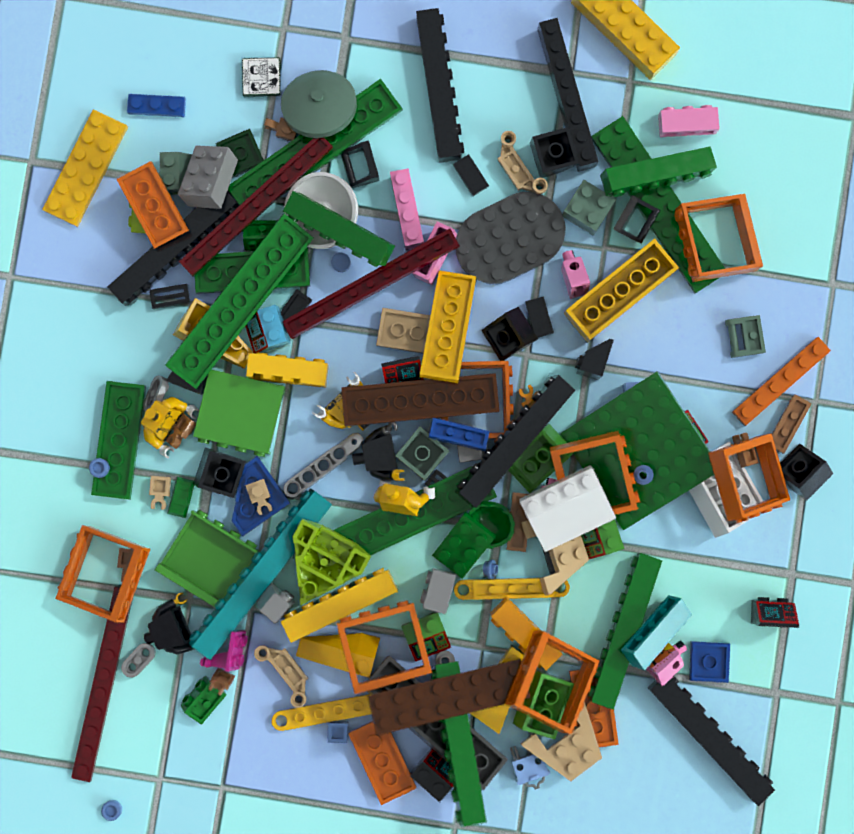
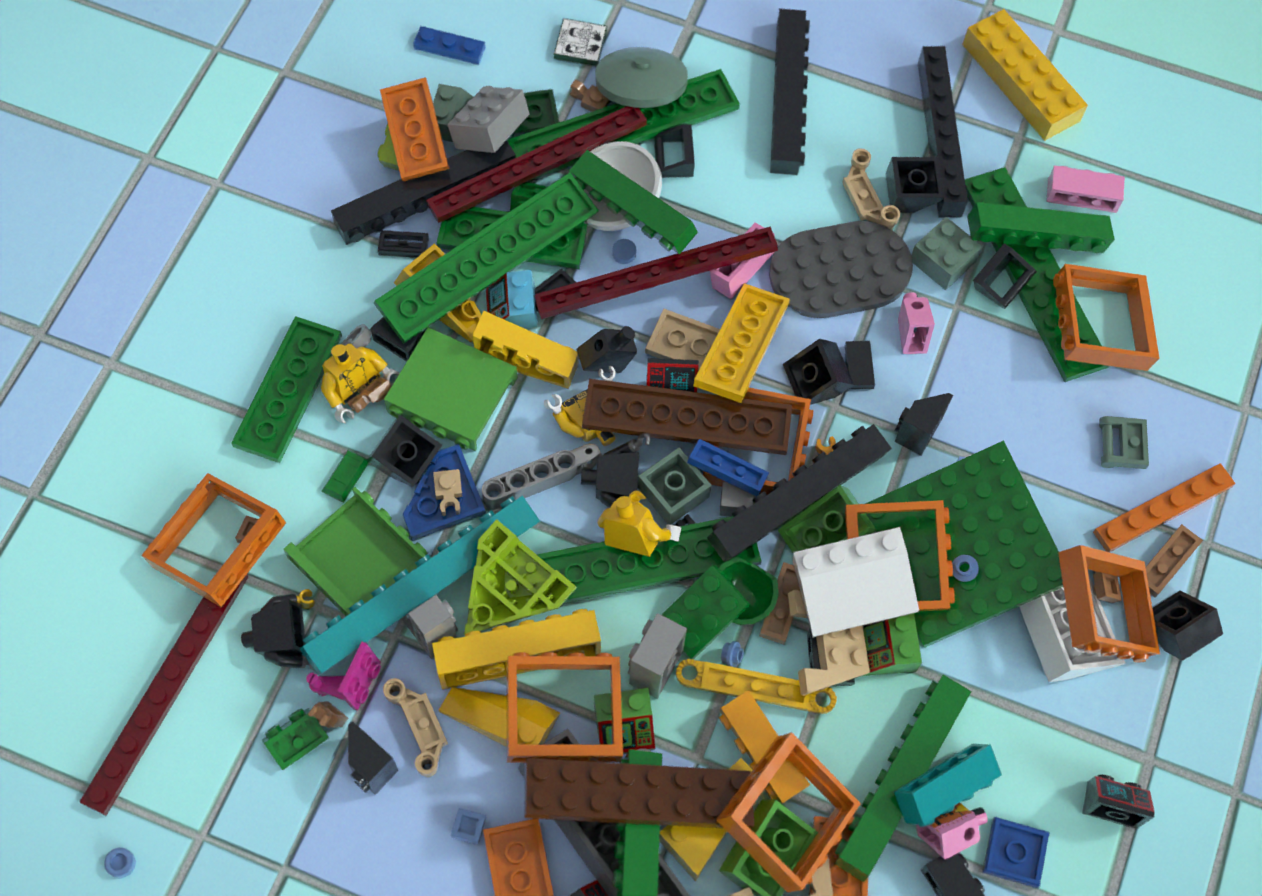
camera: 10 degrees right, 20 degrees down
(85, 168) = (345, 90): yellow plate -> none
(99, 468) = (252, 411): medium blue tile -> none
(139, 659) = (224, 664): light grey plate -> none
(159, 487) = (320, 457): tan plate -> none
(257, 707) = (368, 761): none -> black slope
(323, 712) = (453, 795): yellow plate -> none
(354, 355) = (608, 349): none -> black torso
(406, 208) = (719, 200): bright pink brick -> none
(470, 175) = (806, 192): black tile -> none
(621, 290) = (971, 351): yellow brick -> none

